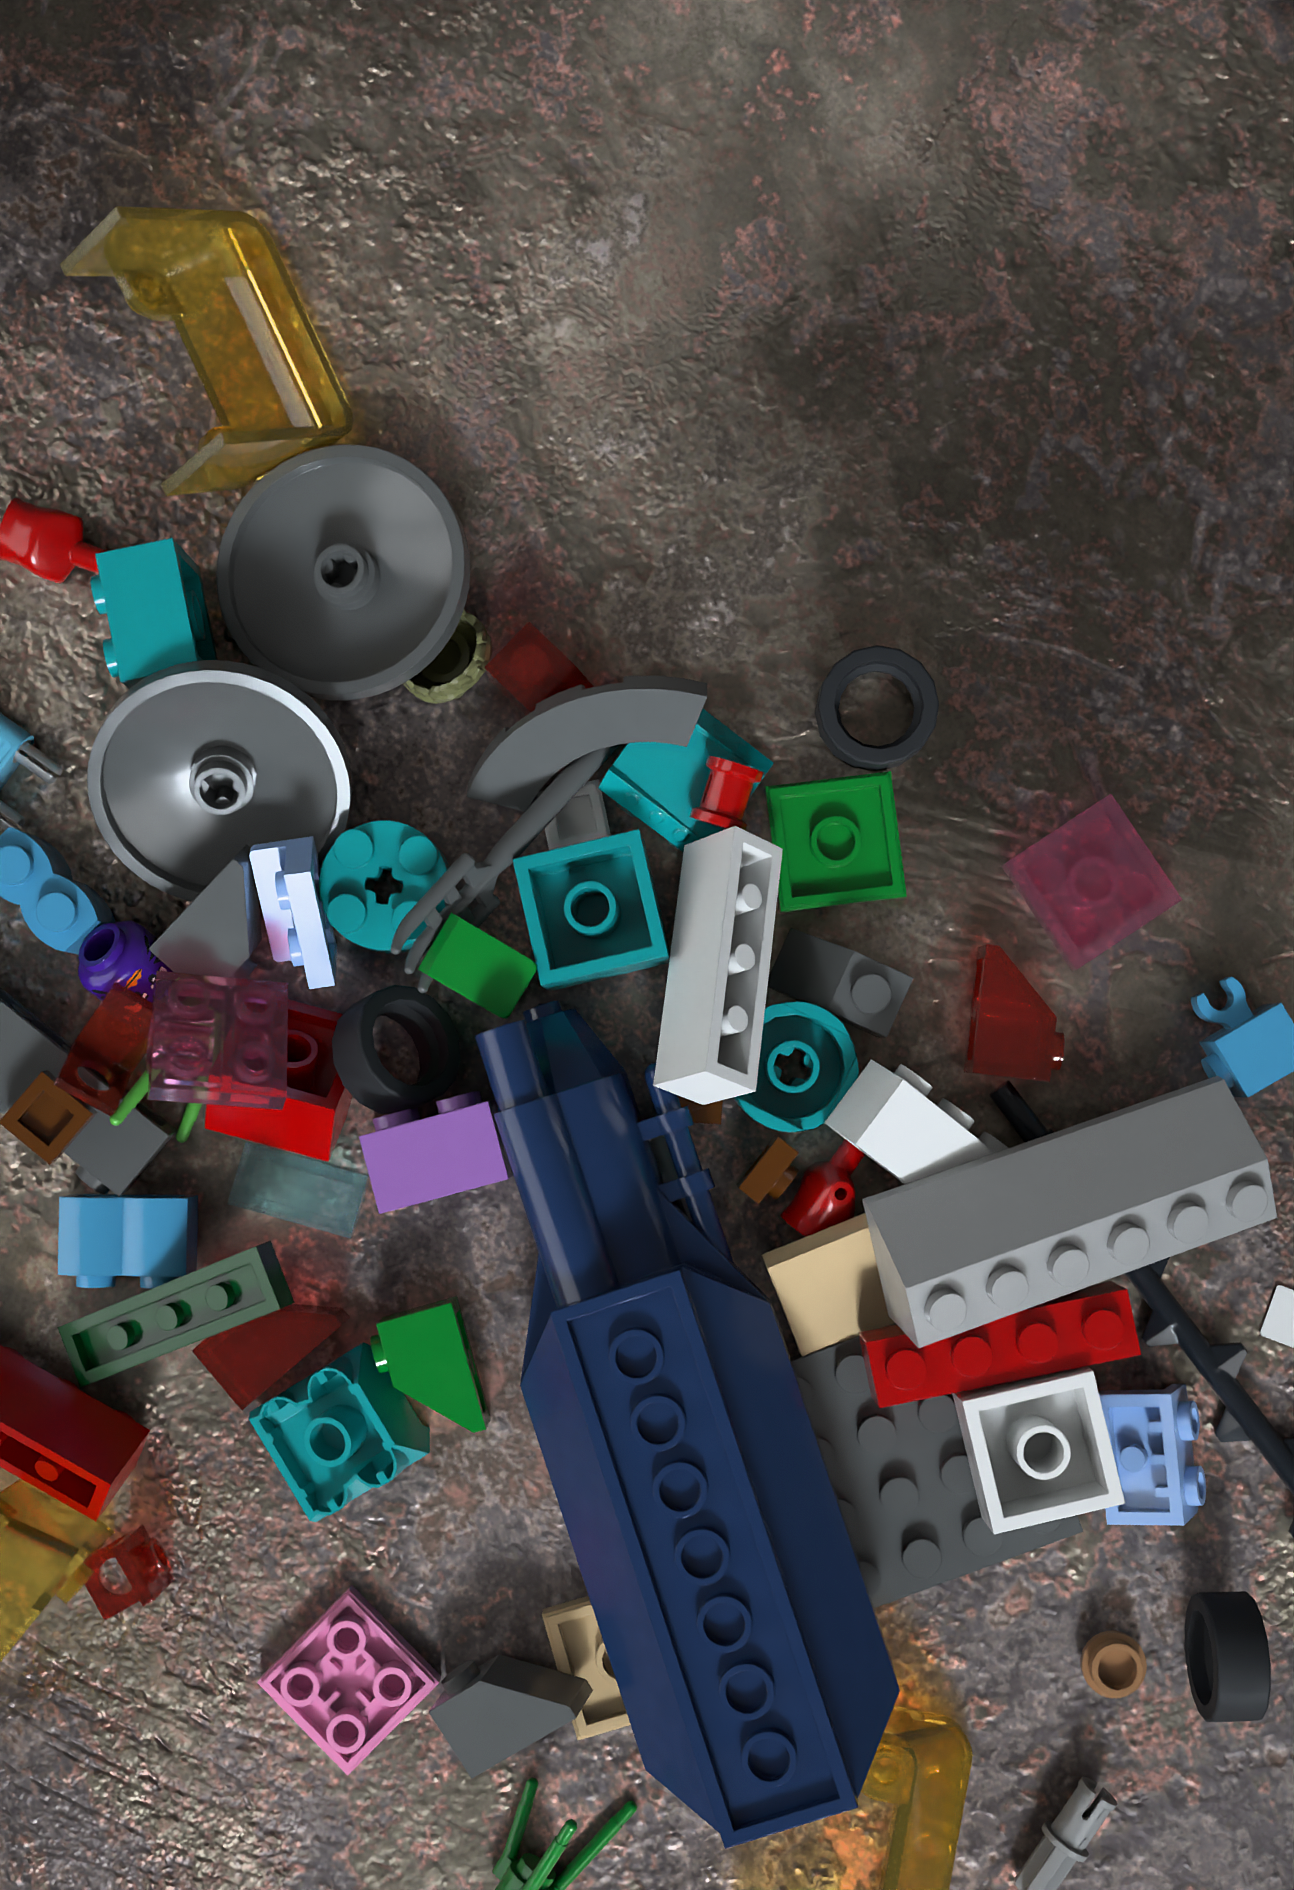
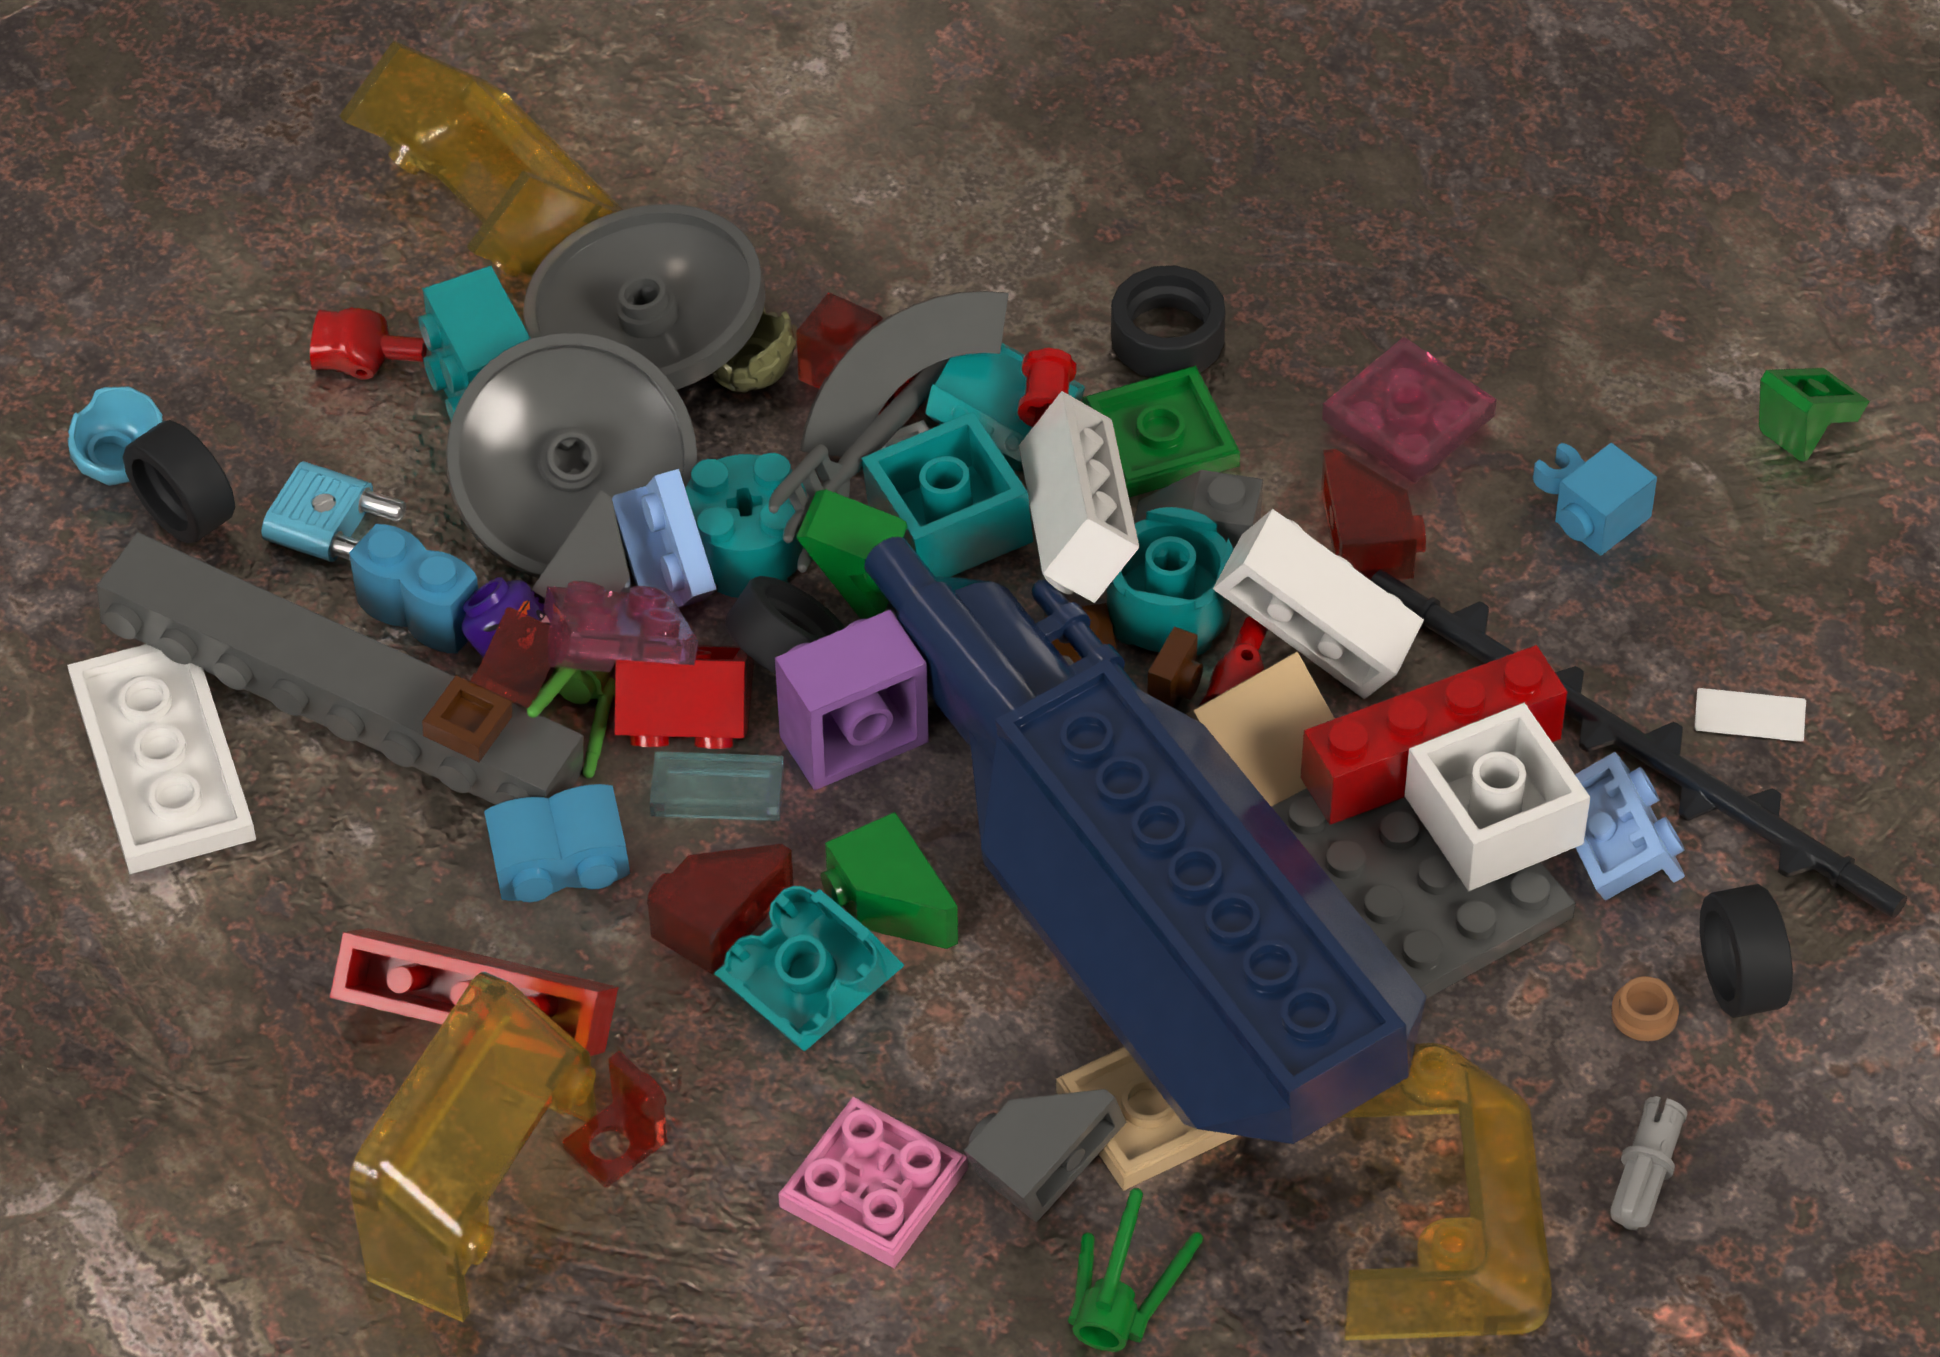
camera: 15 degrees left, 35 degrees down
(176, 1314) = (624, 868): dark green plate -> none
(1067, 1211) = (1464, 610): light grey slope -> none

